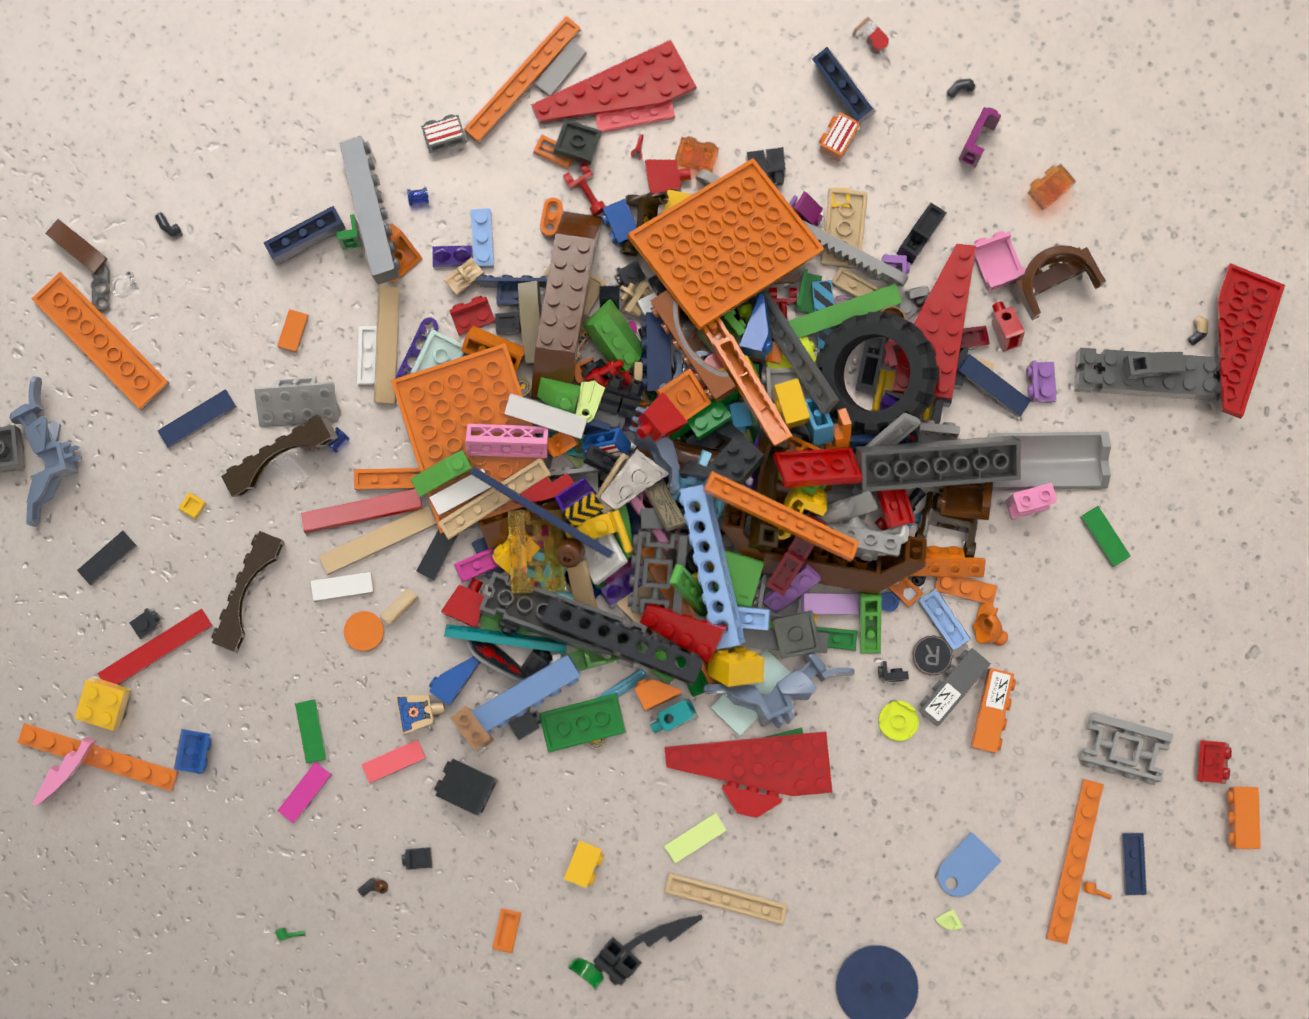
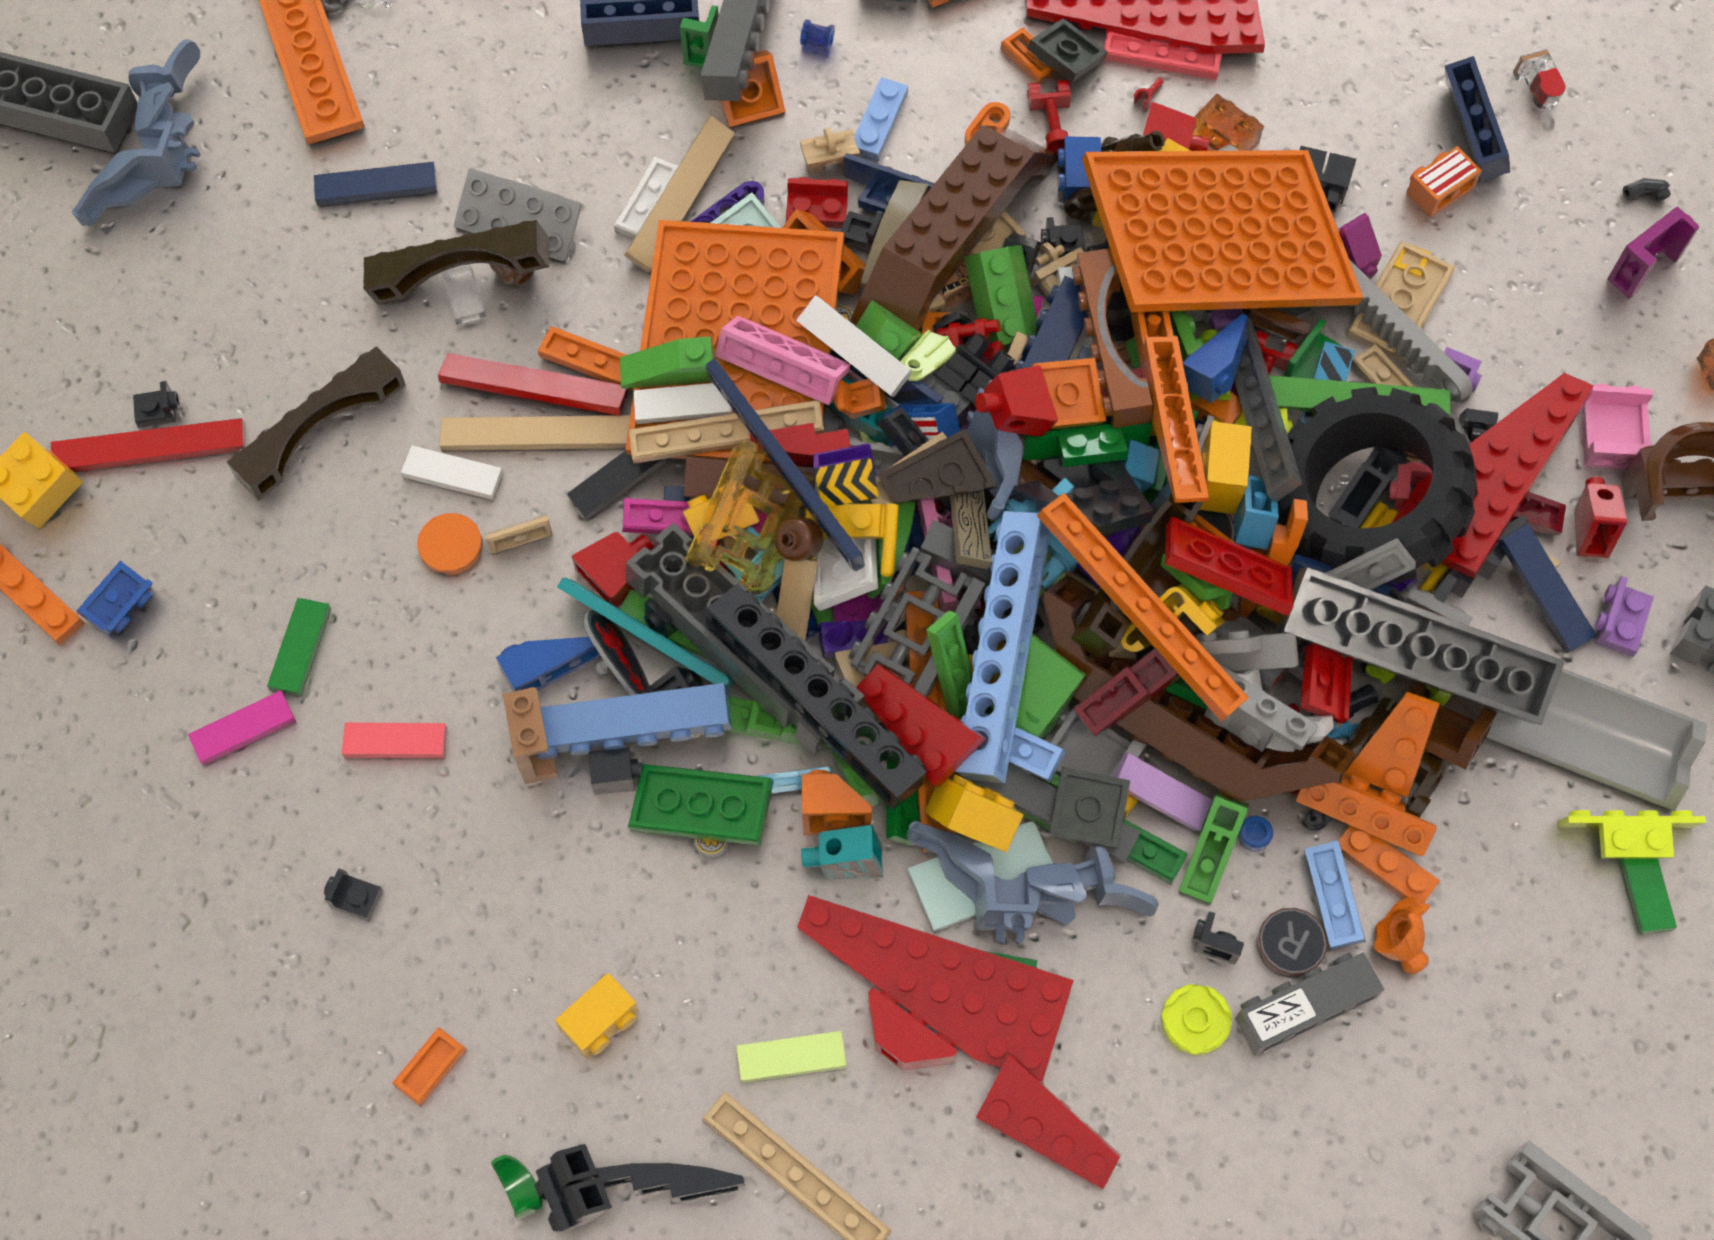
camera: 25 degrees right, 15 degrees down
(107, 558) = (154, 304): black tile -> none
(192, 505) = (307, 287): yellow tile -> none
(283, 935) = (93, 919): green hand -> none
(293, 330) = (563, 129): orange tile -> none
(342, 437) = (547, 281): clear blue bush -> none
(373, 884) = (267, 905): arm -> none
(417, 712) = (463, 684): torso -> none
(450, 255) = (815, 118): dark purple tile -> none
(465, 787) = (480, 821): black slope -> none
(802, 582) = (1127, 735): medium lavender plate -> none
(836, 813) = (1037, 1118): none -> red wing
(906, 591) = (1287, 822): orange piece -> none
(921, 232) = (1515, 346): black slope -> none
(947, 522) = (1397, 747): none -> orange wing
(992, 711) = (1357, 1068): orange brick -> none
(1031, 501) = (1544, 770): bright pink panel -> none
(1091, 514) = (1634, 836): none -> neon yellow bracket

